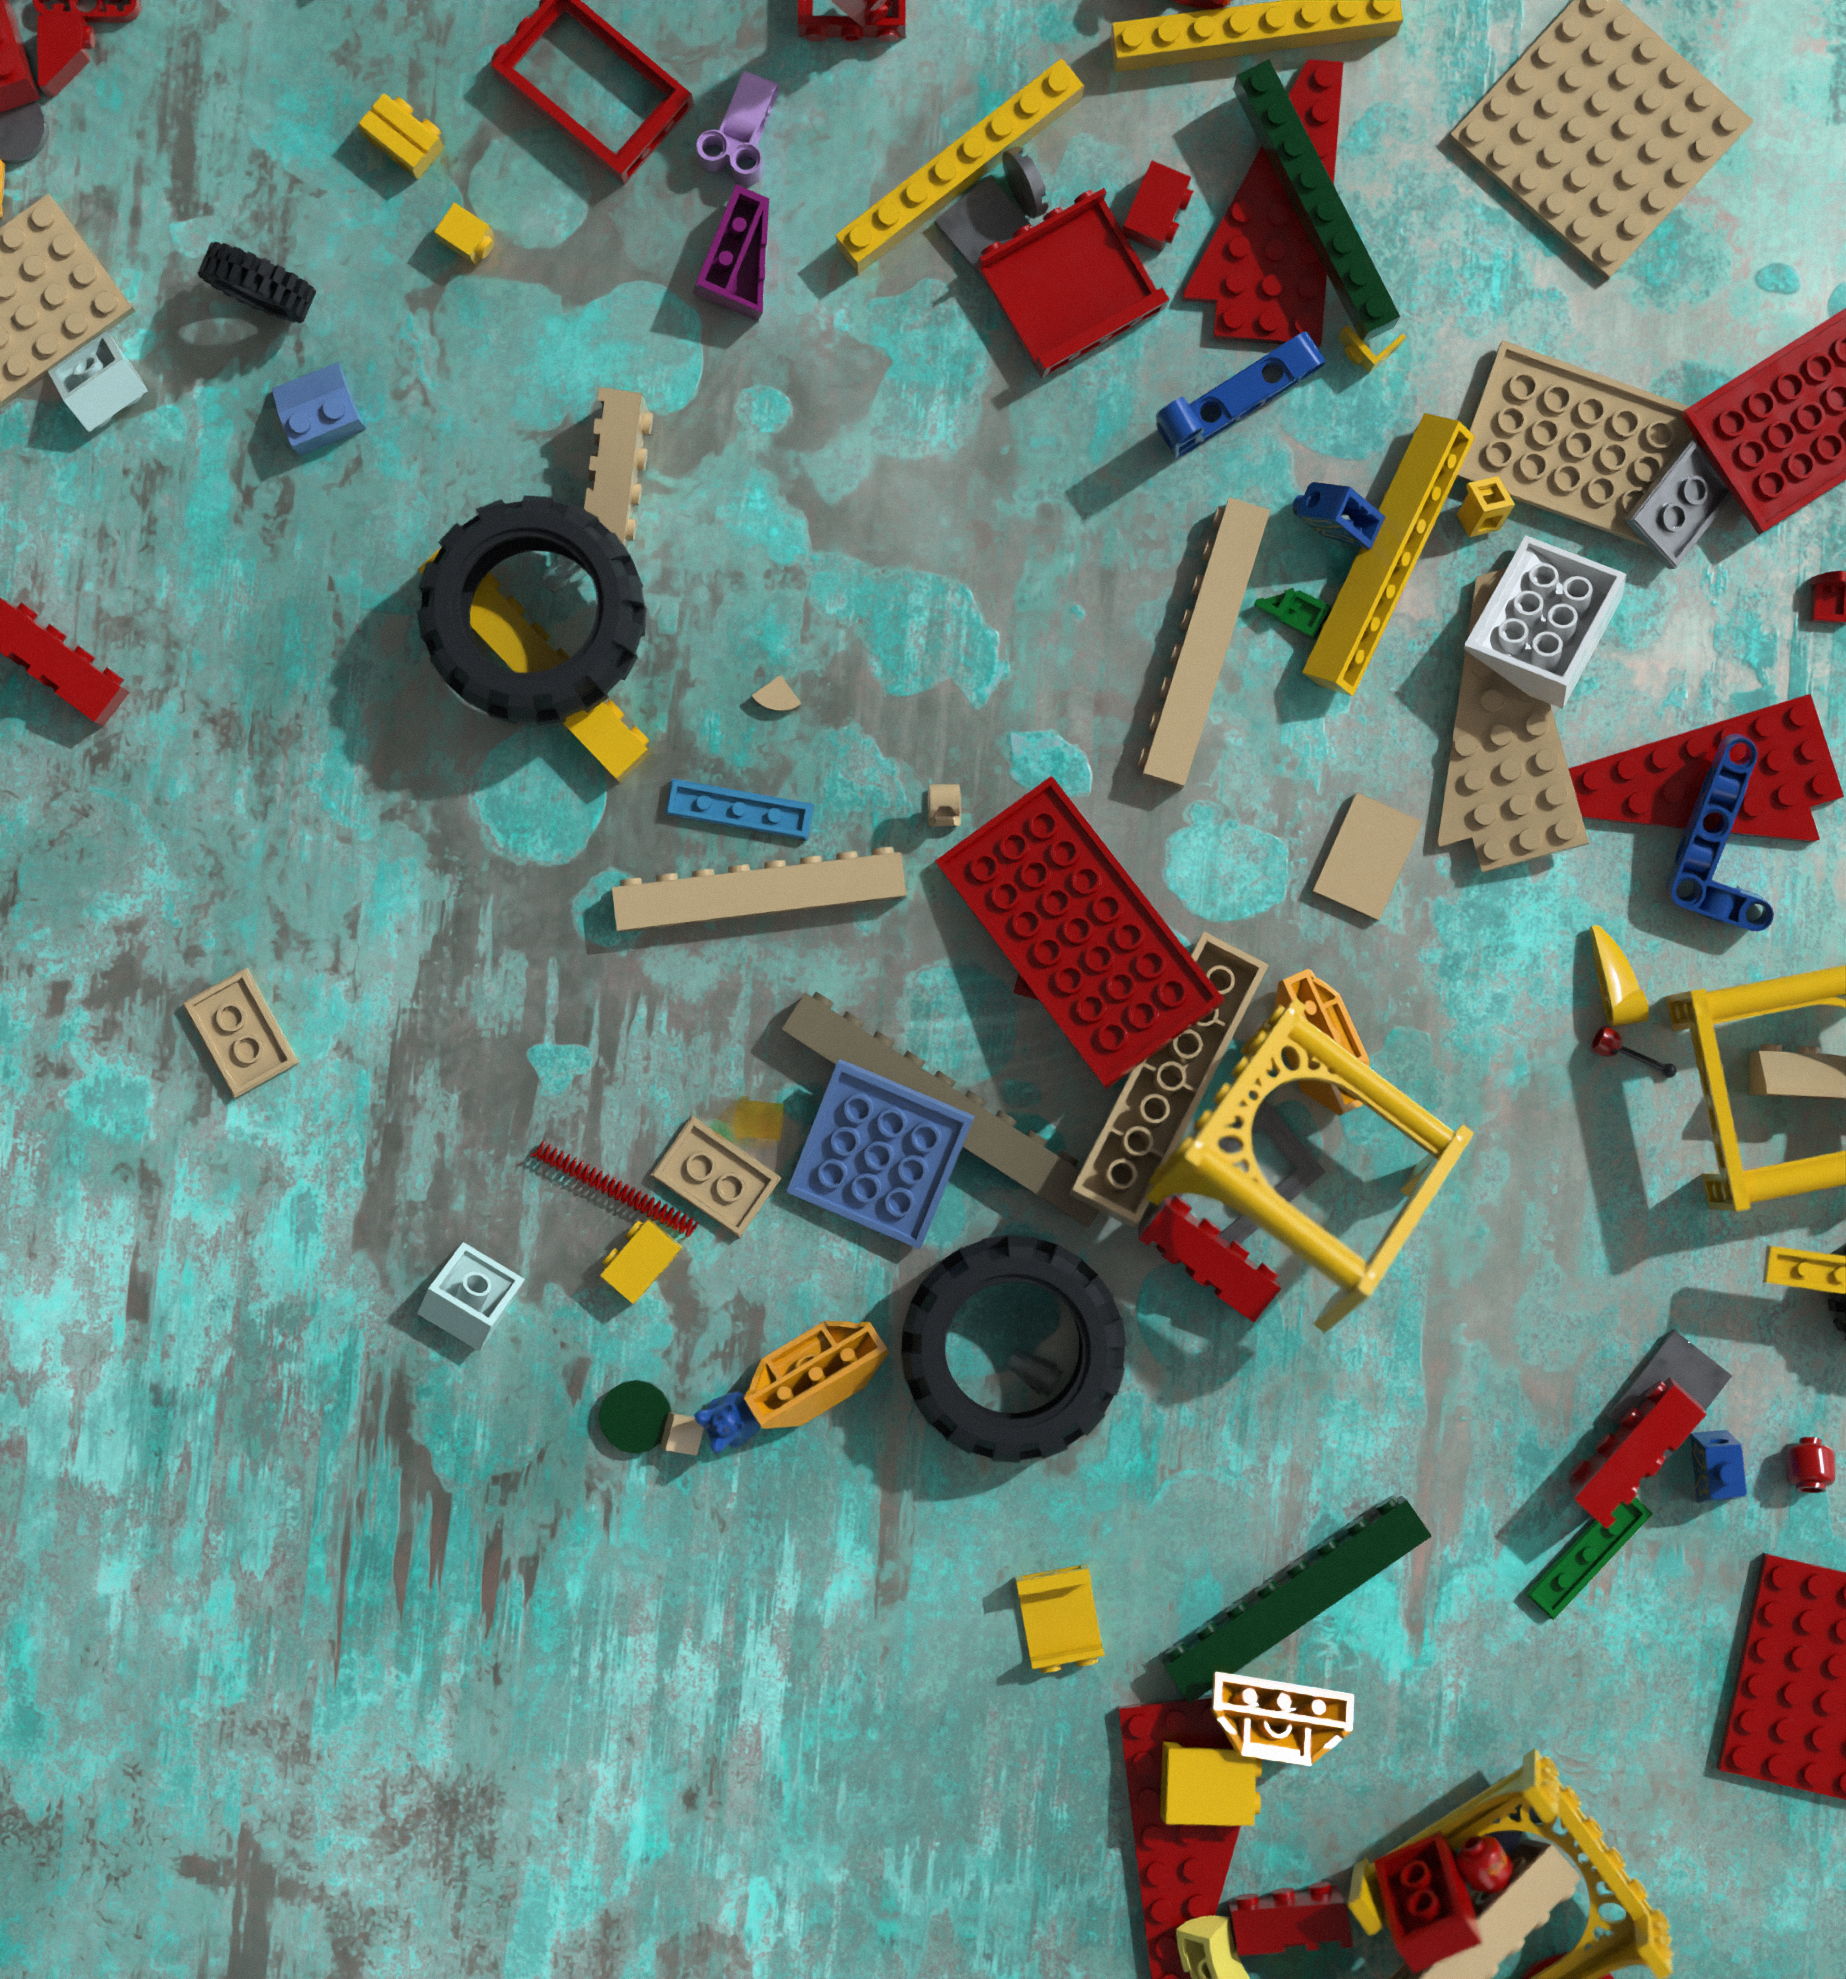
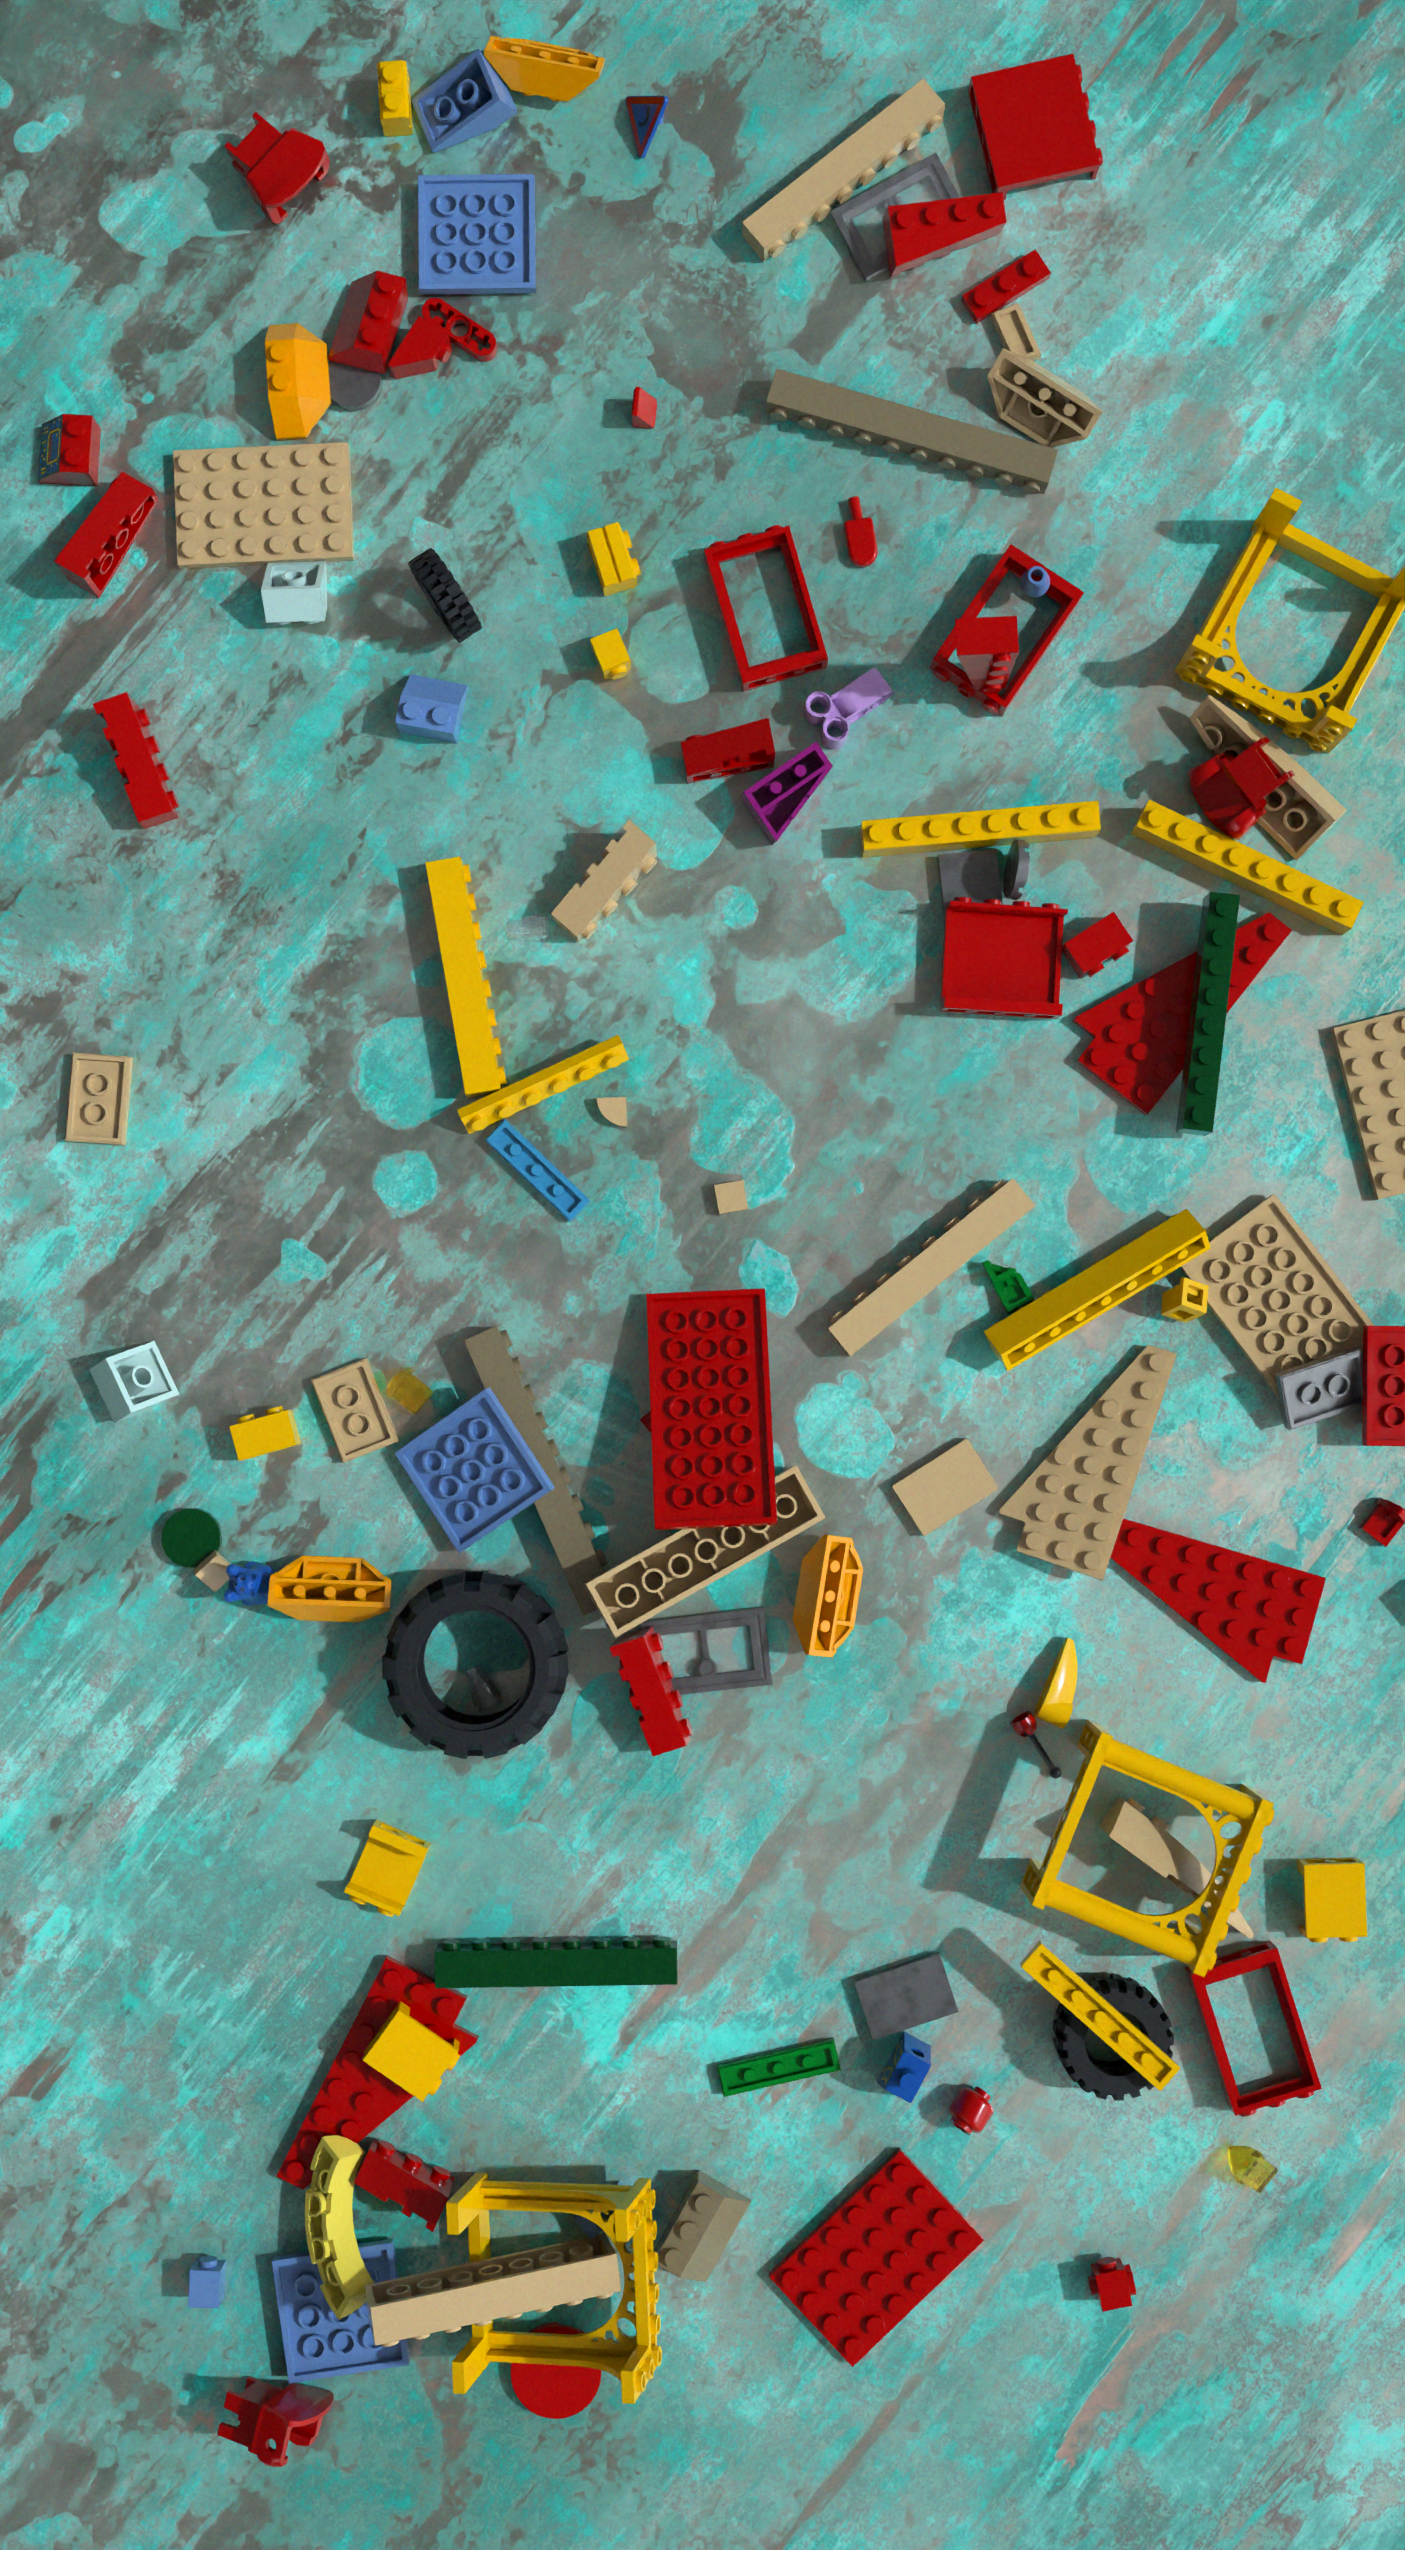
camera: 35 degrees right, 0 degrees up
(479, 546) = (466, 876): black tyre -> none
(628, 1198) = (293, 1402): red piece -> none
(652, 254) = (729, 752): none -> red wedge
(688, 717) = (543, 1084): none -> yellow plate
(759, 891) = (513, 1236): tan brick -> none
(944, 805) = (678, 1260): tan leg -> none
(955, 706) = (731, 1197): none -> tan tile
(1207, 1171) = (681, 1634): yellow arch -> none
(1238, 396) = (1014, 1111): blue beam -> none
(1280, 1718) = (489, 2041): light orange wedge -> none
(1323, 511) = (1072, 1228): blue torso -> none
(1359, 352) = (1169, 1138): yellow bracket -> none
(1427, 1902) = (503, 2237): red brick -> none
(1484, 1864) = (560, 2235): red head -> none
(1546, 619) = (1175, 1406): white slope -> none
(1618, 1767) = (700, 2228): none -> dark tan slope
(1634, 1450) = (855, 2019): red wedge -> none
(1702, 848) = (1179, 1635): blue beam -> none

